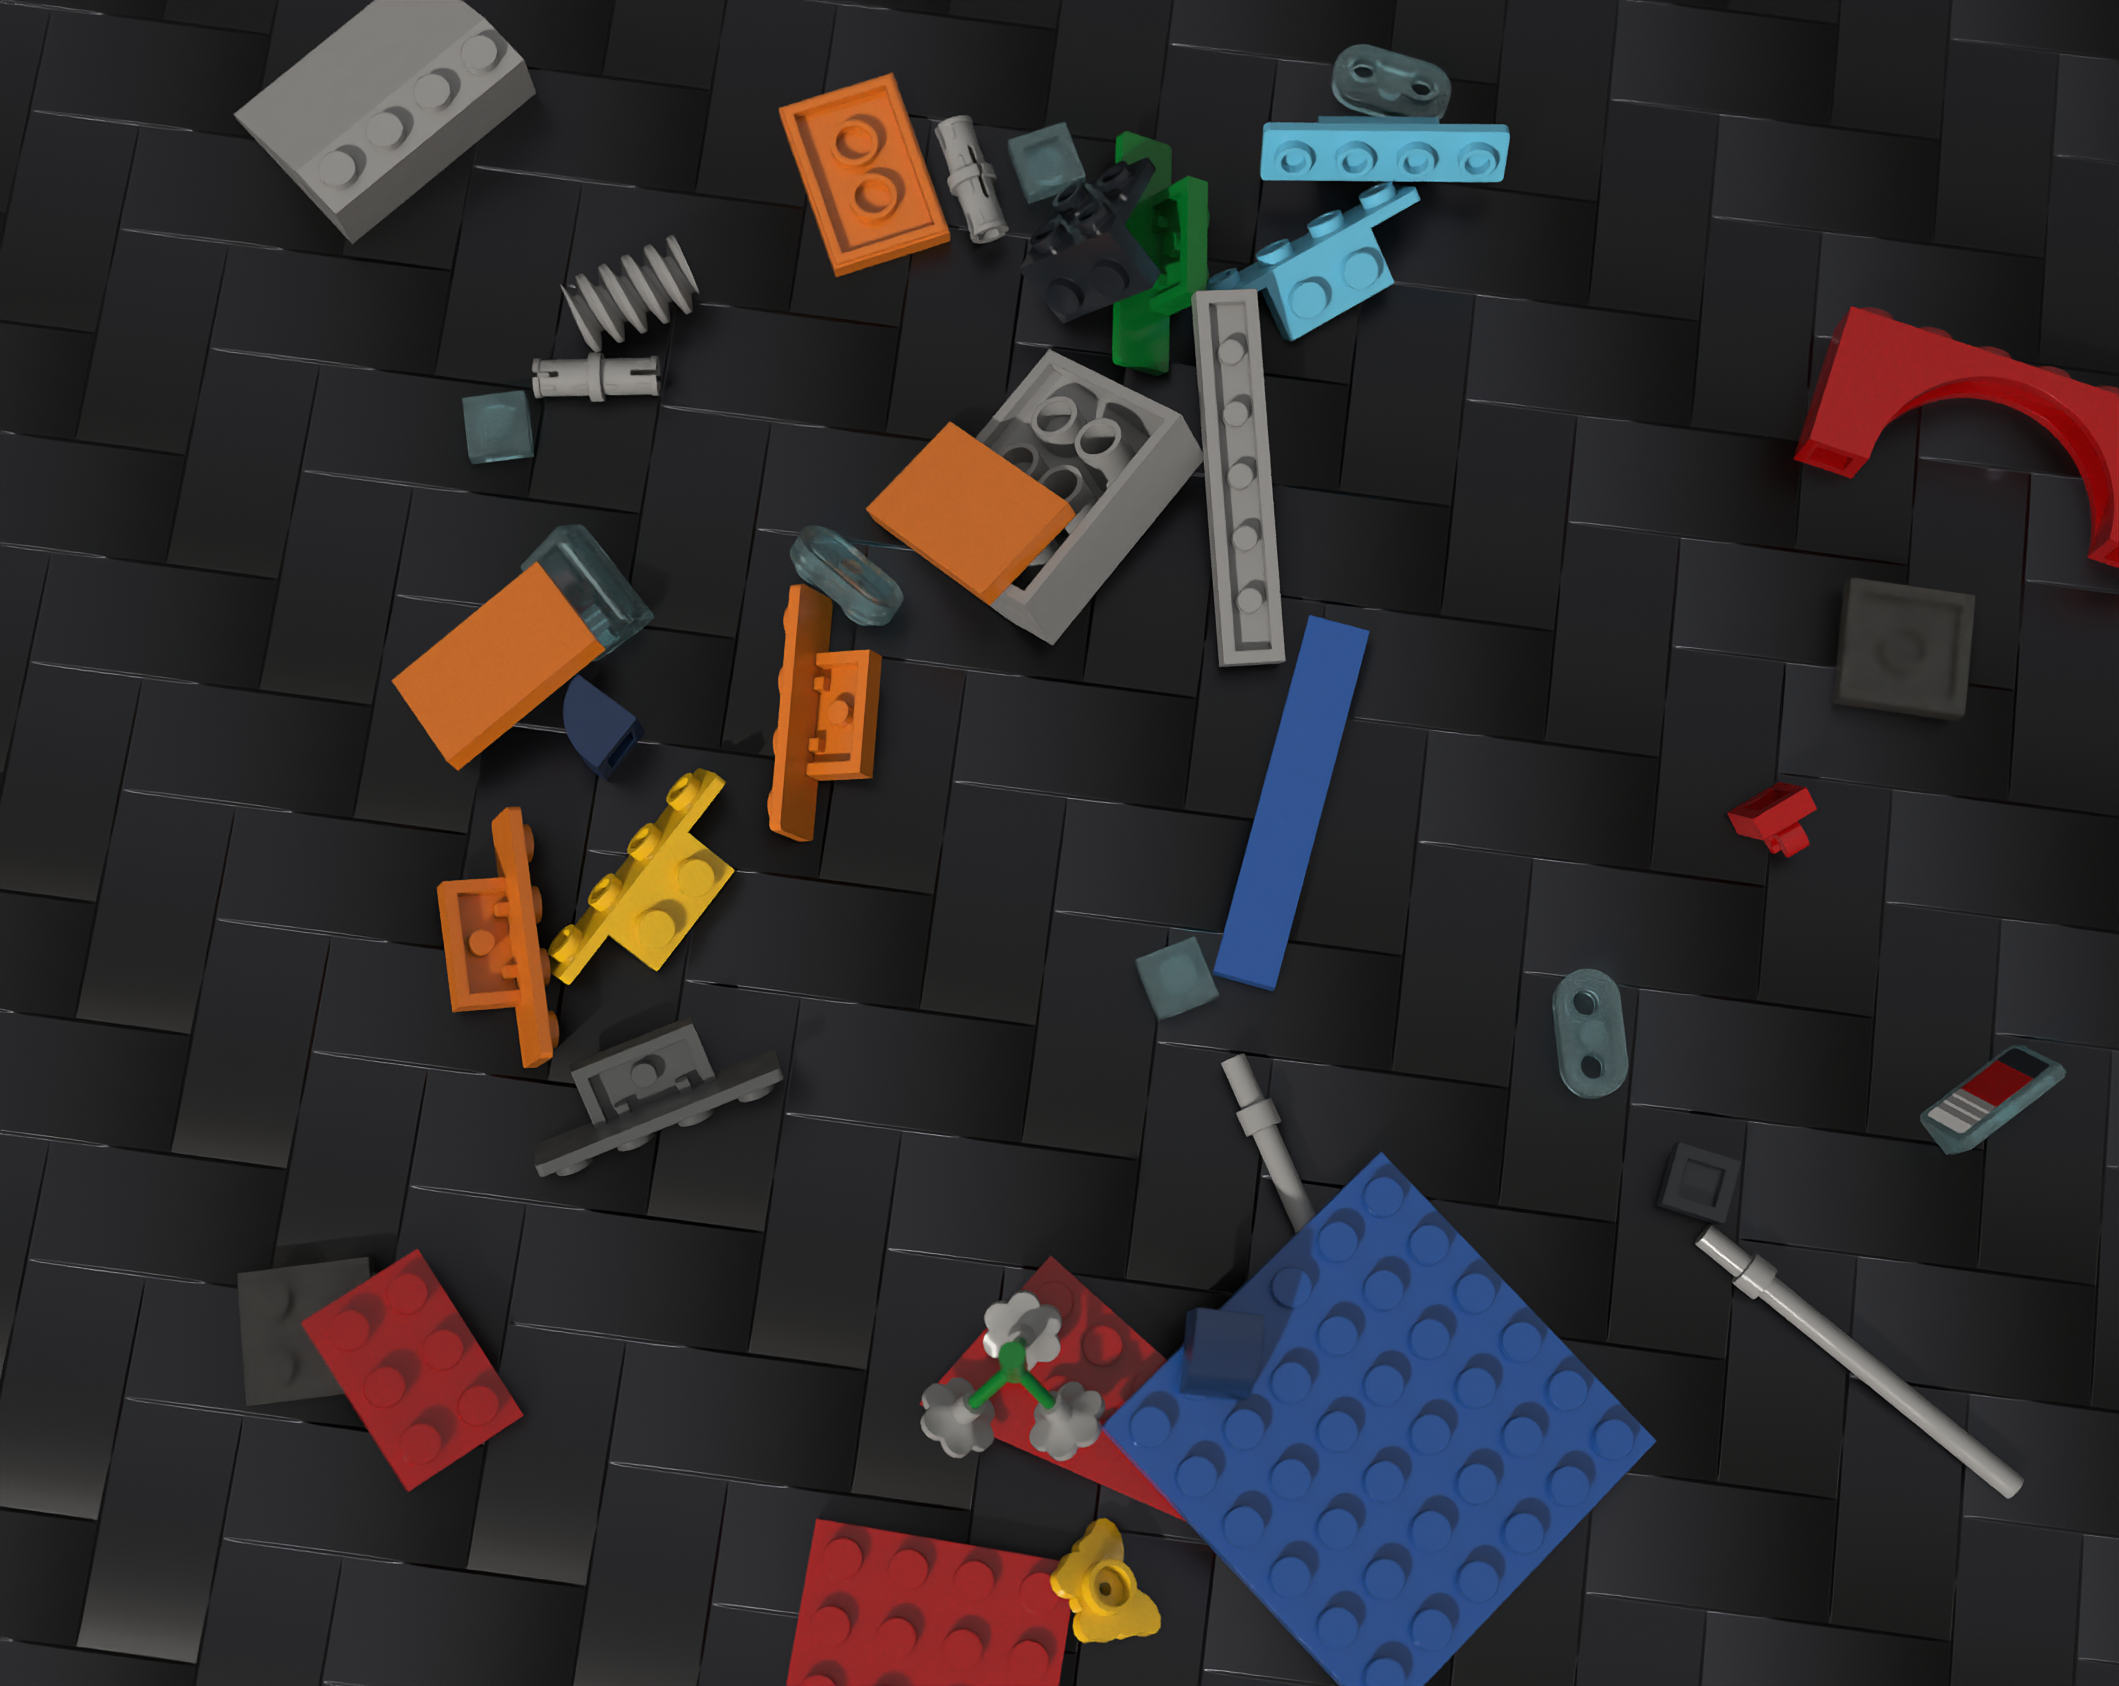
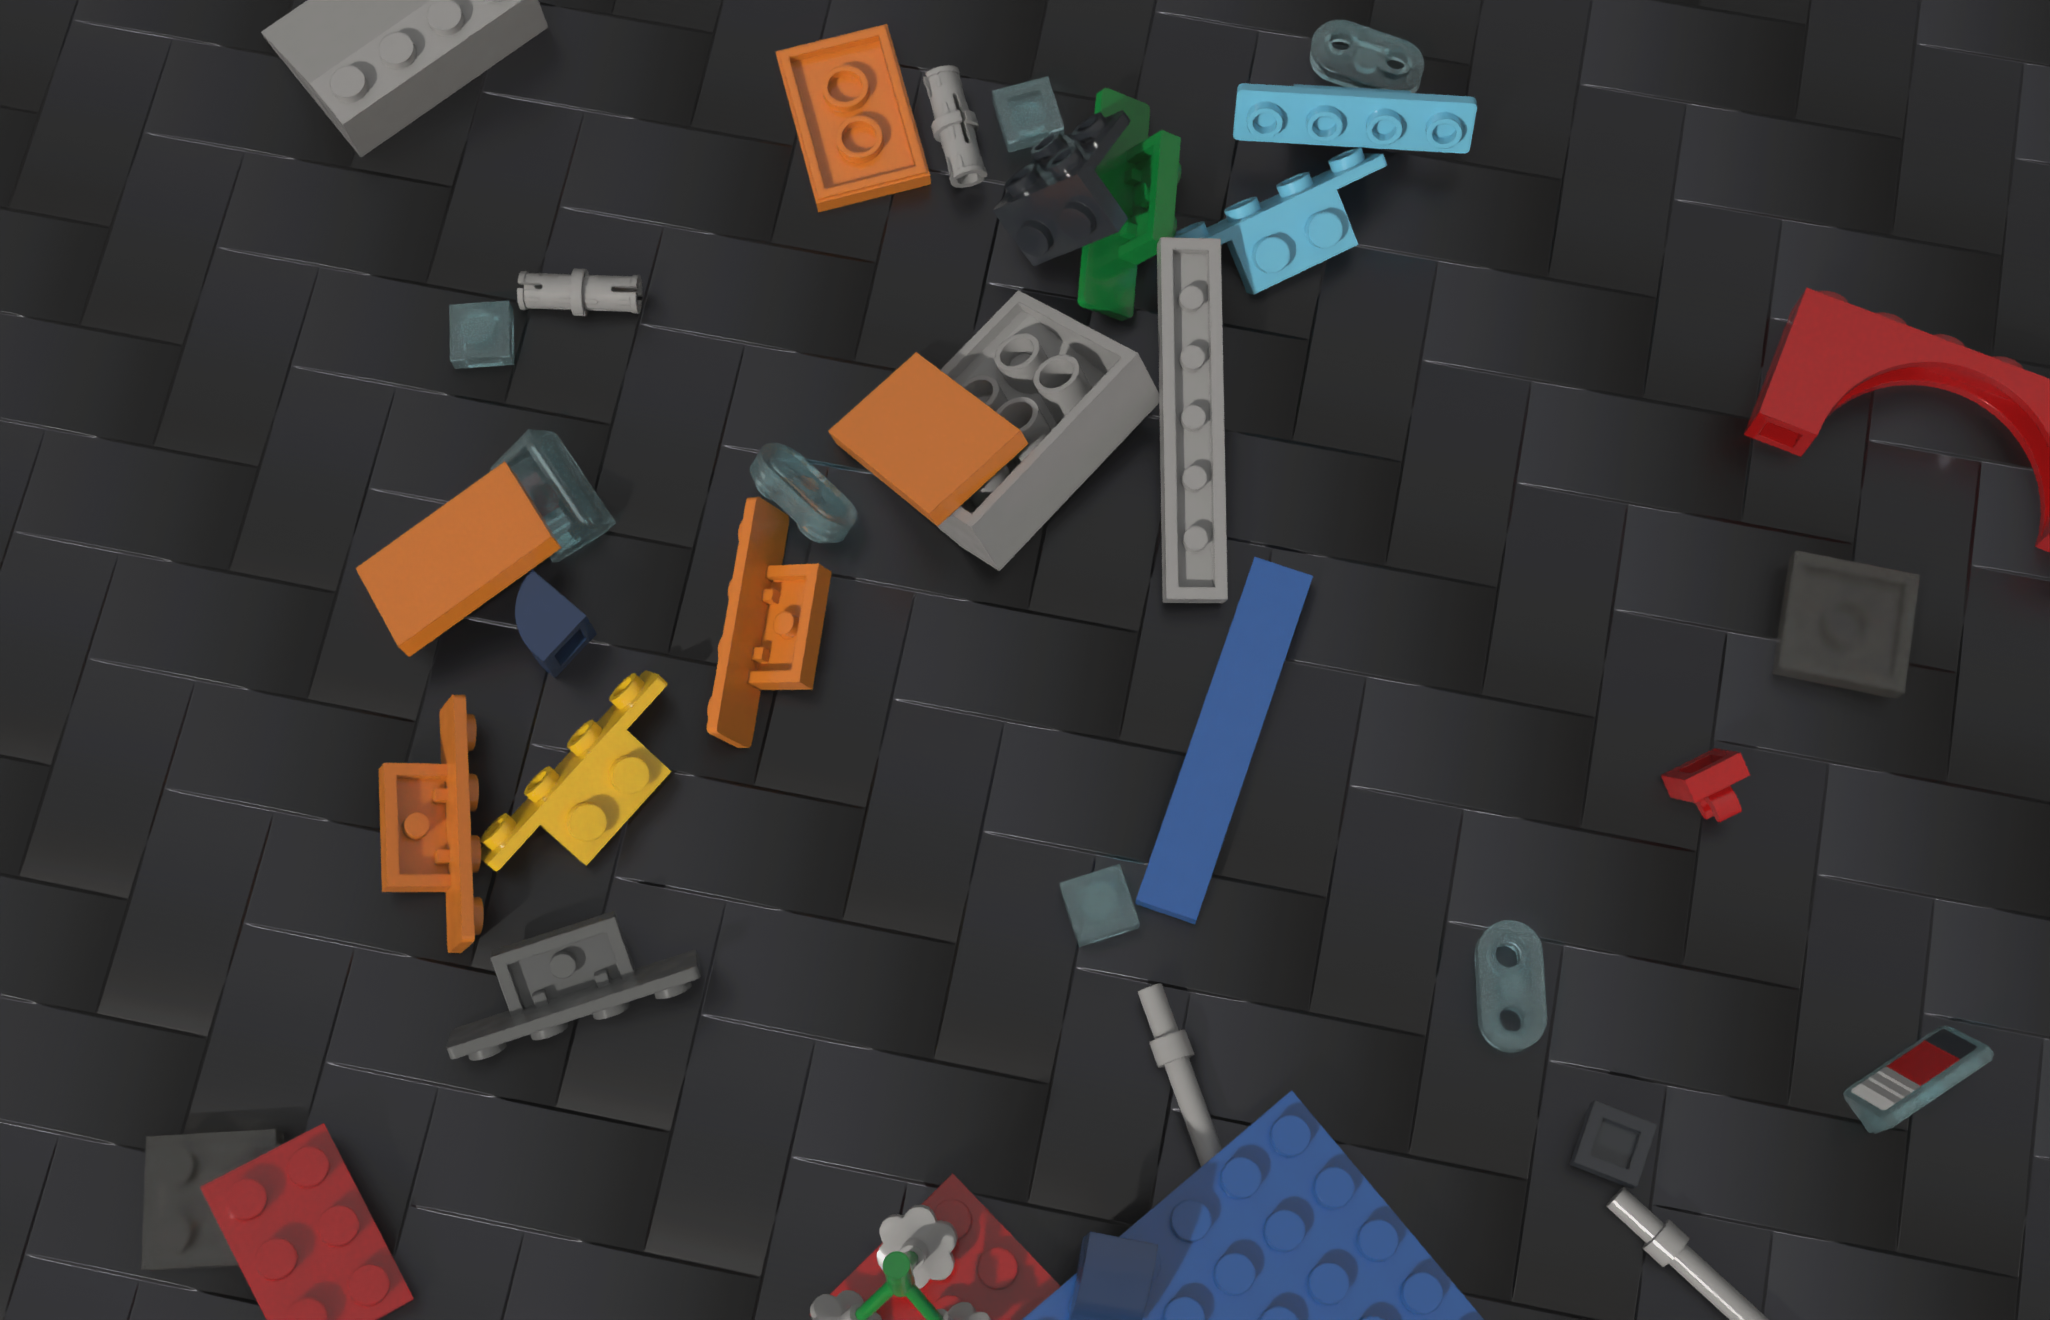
camera: 10 degrees right, 5 degrees down
(632, 294) = (619, 216): light grey piece -> none

